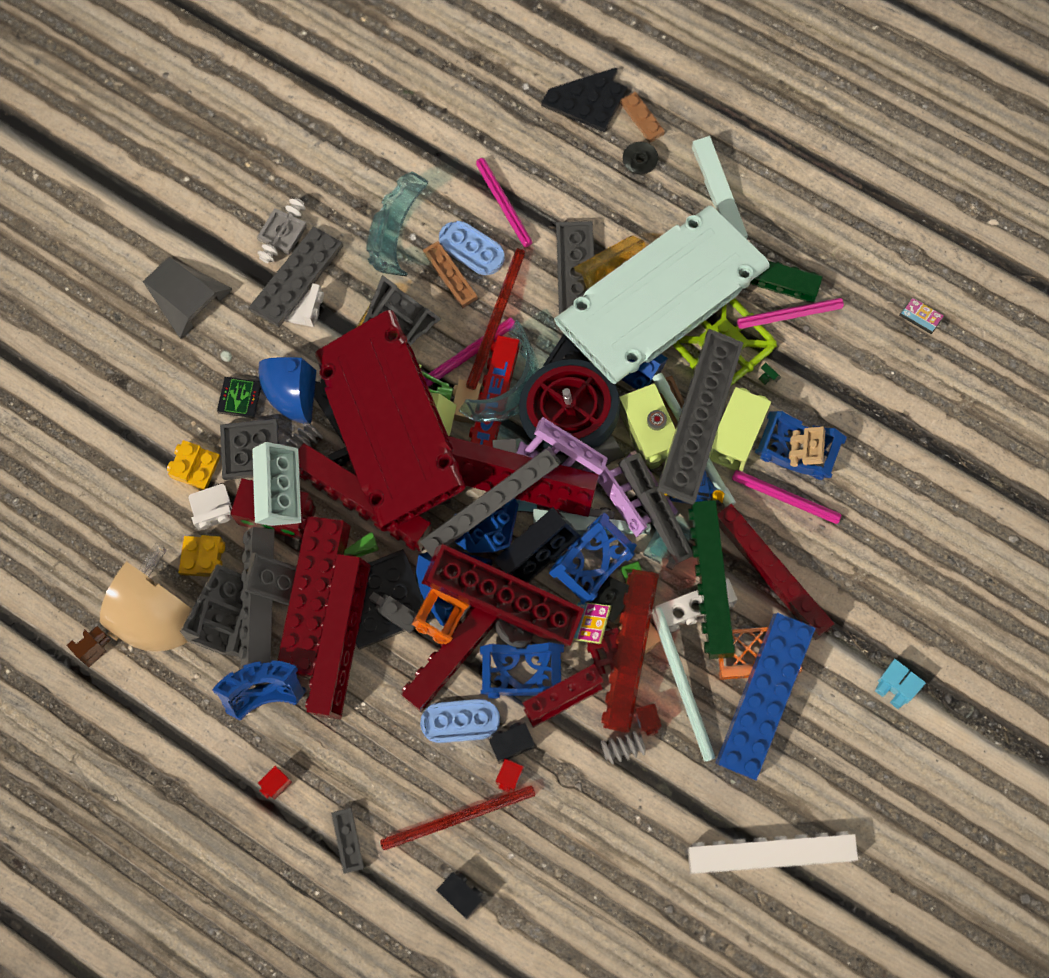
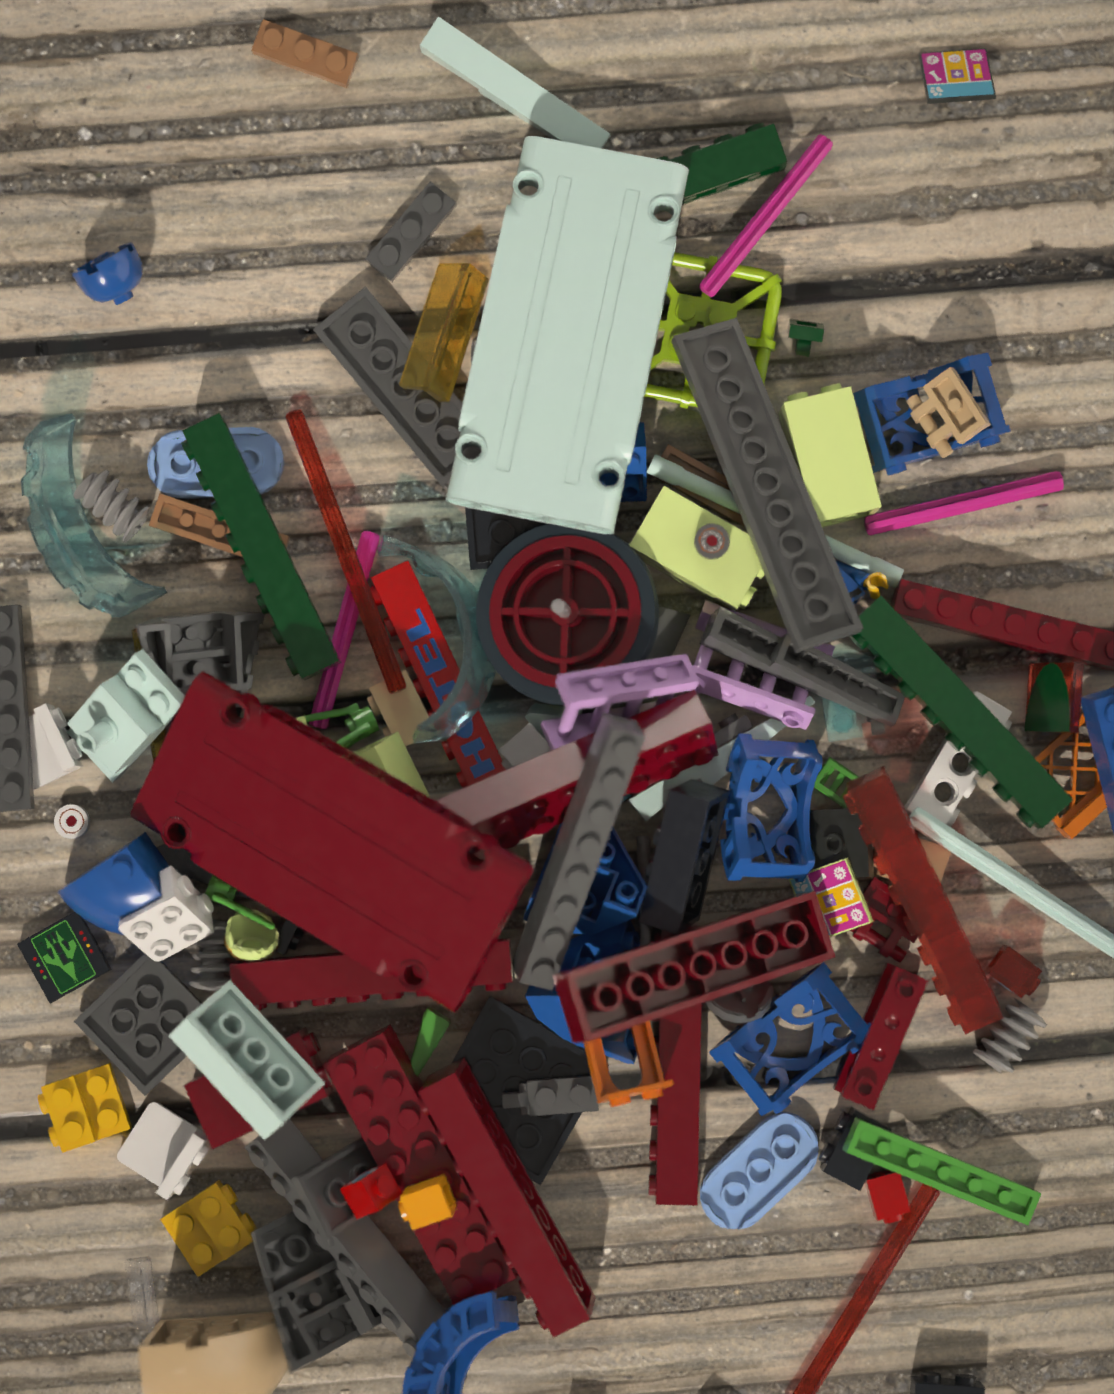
camera: 40 degrees left, 15 degrees up
(281, 586) = (371, 1191): none -> red brick
(290, 345) = (72, 821): none -> white tile
(295, 406) = (172, 921): none -> white bracket
(301, 606) = (427, 1202): none -> light orange brick
(323, 441) = (250, 940): none -> yellowish green hair
(327, 418) = (225, 894): none -> bright green plant
(346, 311) = (125, 715): none -> light aqua brick
(414, 230) = (111, 504): none -> light grey piece
(461, 290) = (261, 547): none -> dark green brick
(490, 143) = (111, 275): none -> blue cylinder
(503, 202) = (205, 353): dark pink axle -> none
(543, 782) = (941, 1171): none -> bright green plate
(588, 99) = (199, 85): black wing -> none
(630, 215) = (411, 232): none -> dark grey plate
(640, 151) = (351, 112): pearl dark grey dish -> none
(762, 608) = (1054, 697): none -> dark green tile

